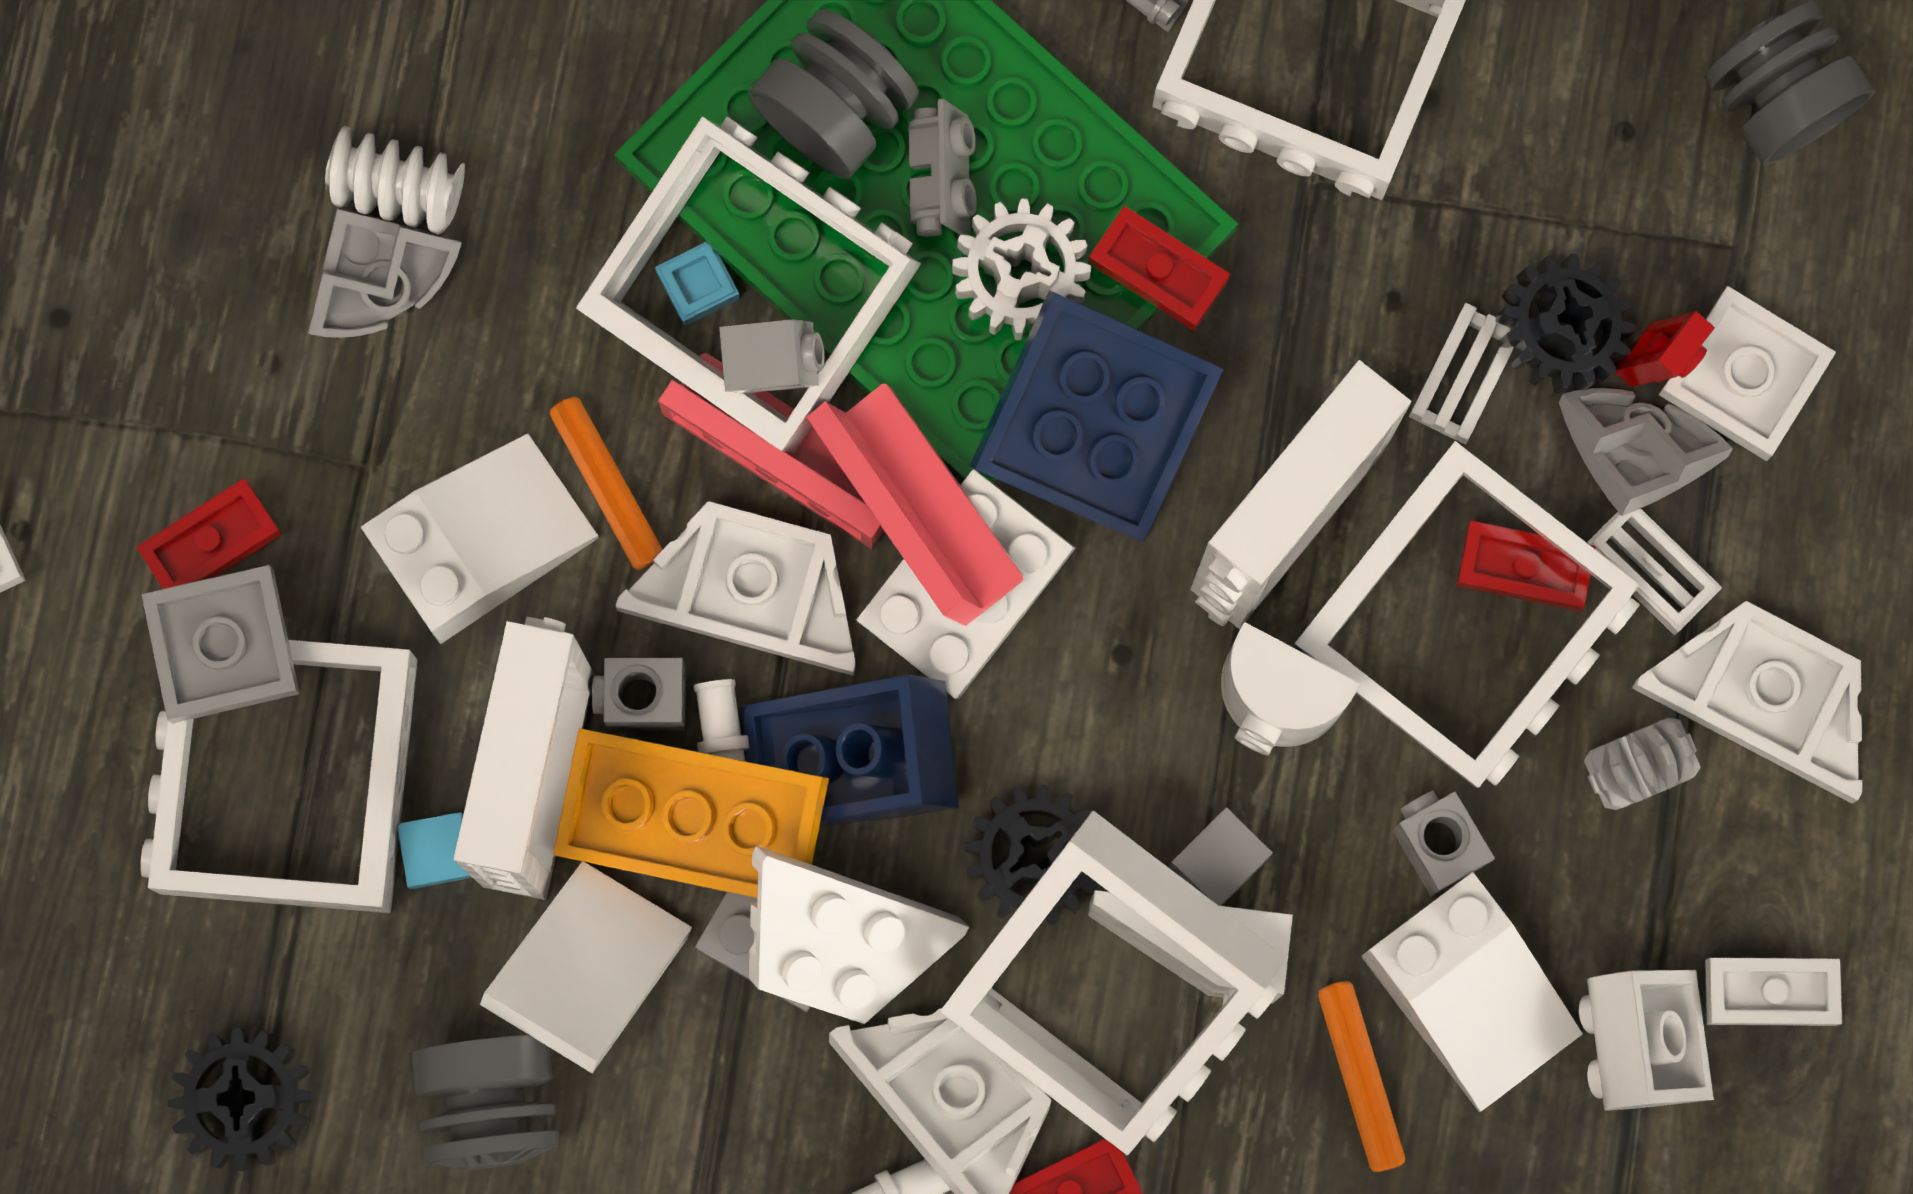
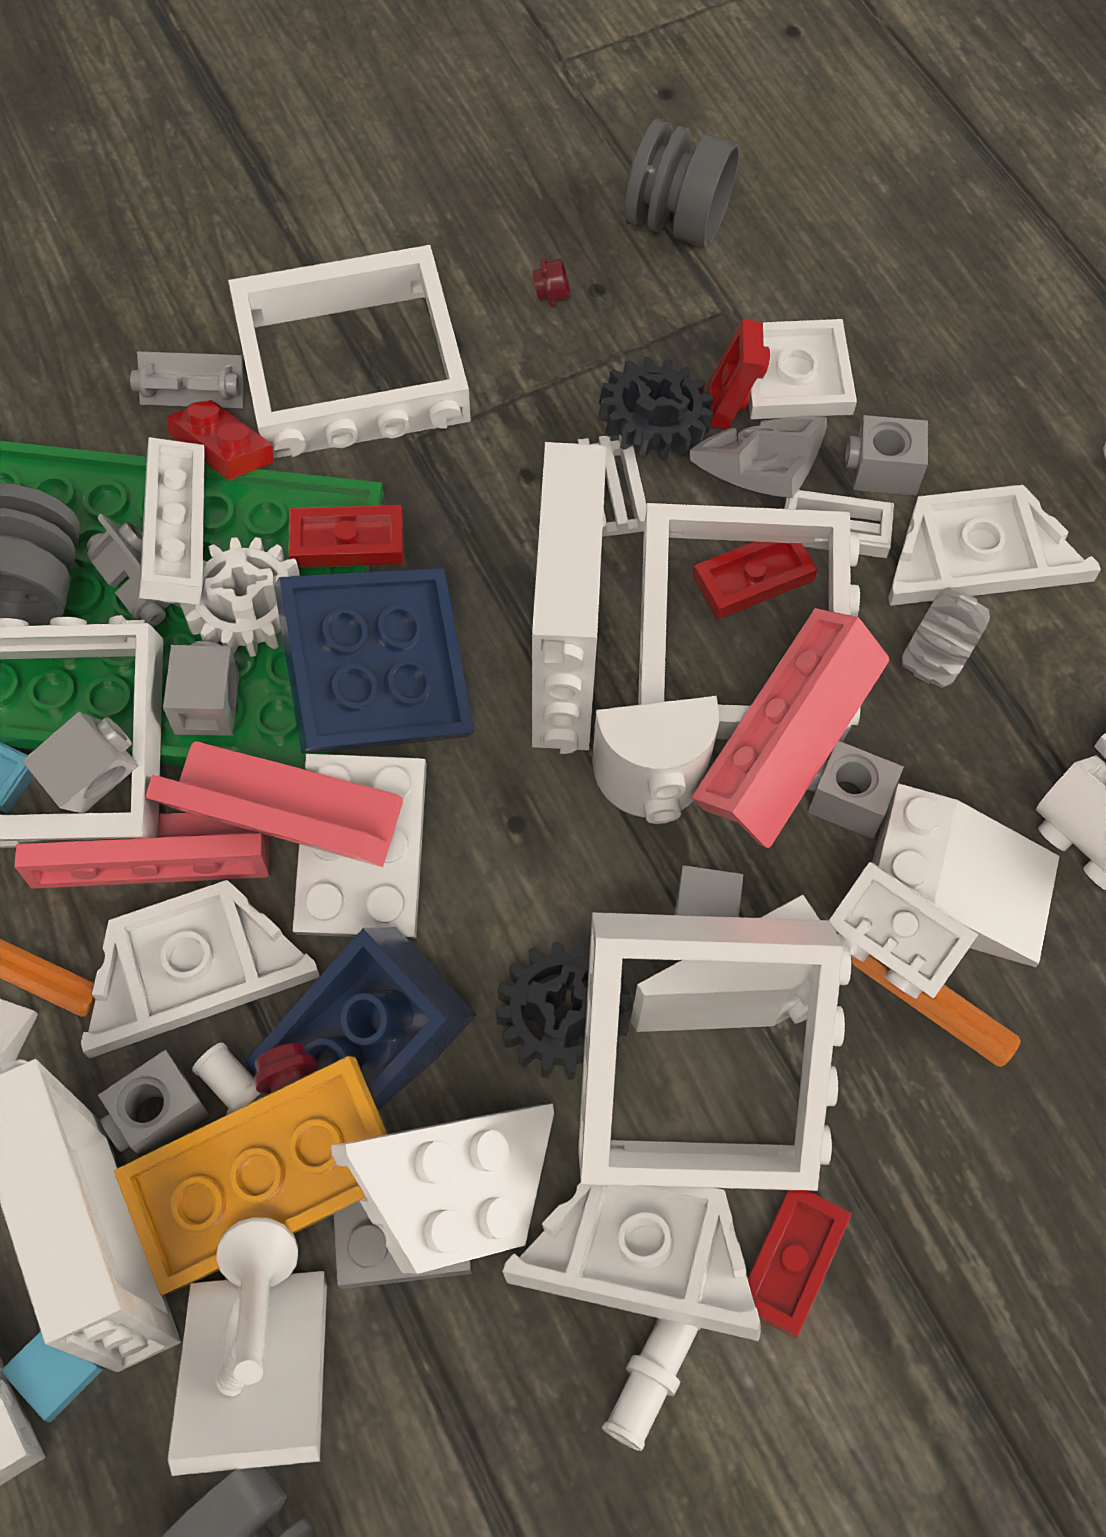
camera: 35 degrees left, 15 degrees down
(646, 883) = (255, 1257): none -> white piece
(766, 744) = (283, 1067): none -> dark red plate
(924, 339) = (201, 689): none -> light grey brick
(1005, 150) = (173, 522): none -> white plate
(1116, 66) = (228, 443): none -> red plate
(1360, 1002) = (901, 931): none -> white bracket
(1421, 751) = (793, 725): none -> coral panel
(1577, 98) = (552, 281): none -> dark red plate
(1784, 534) = (888, 455): none -> light grey brick

